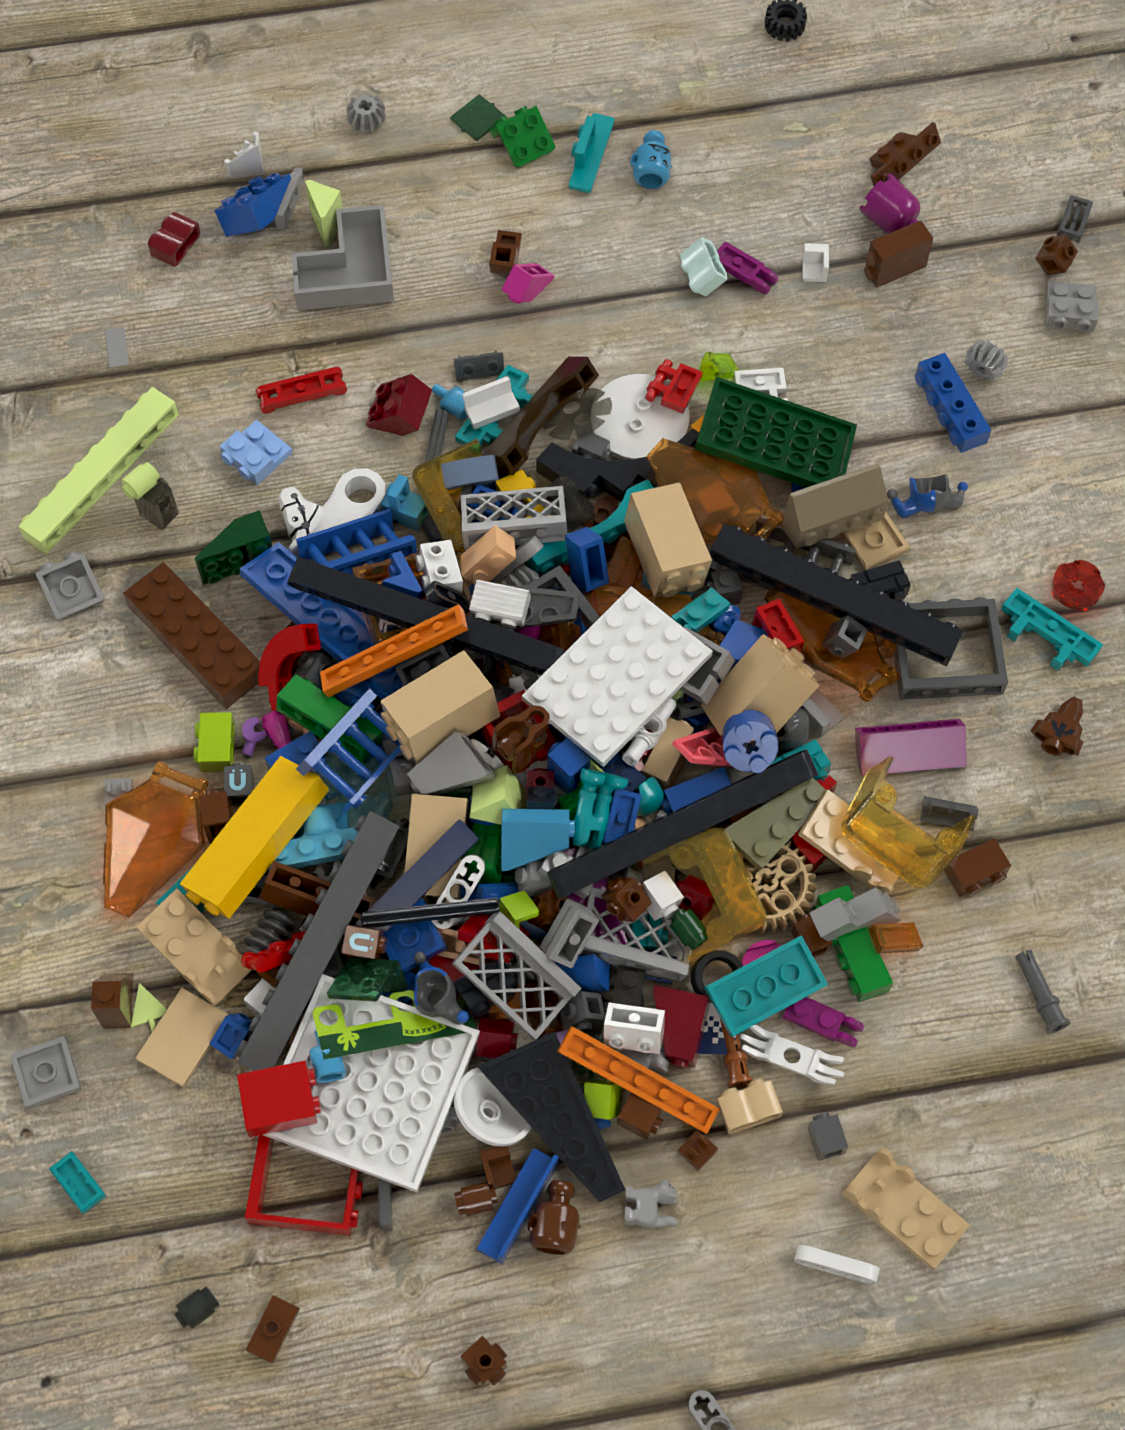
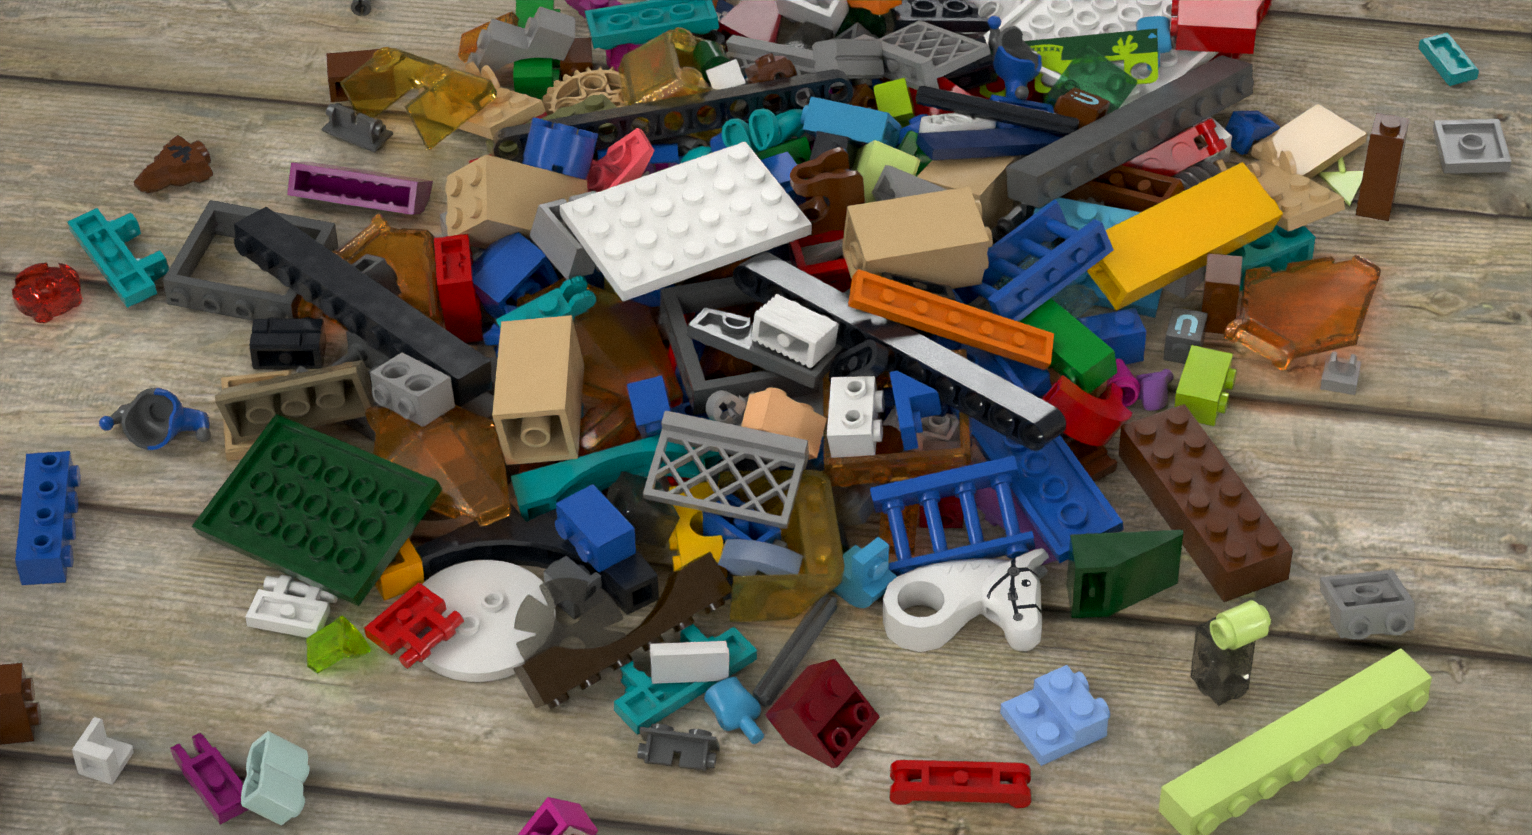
camera: 160 degrees left, 20 degrees down
(586, 465) = (595, 528): none -> blue brick
(749, 517) = (412, 389): none -> light grey brick

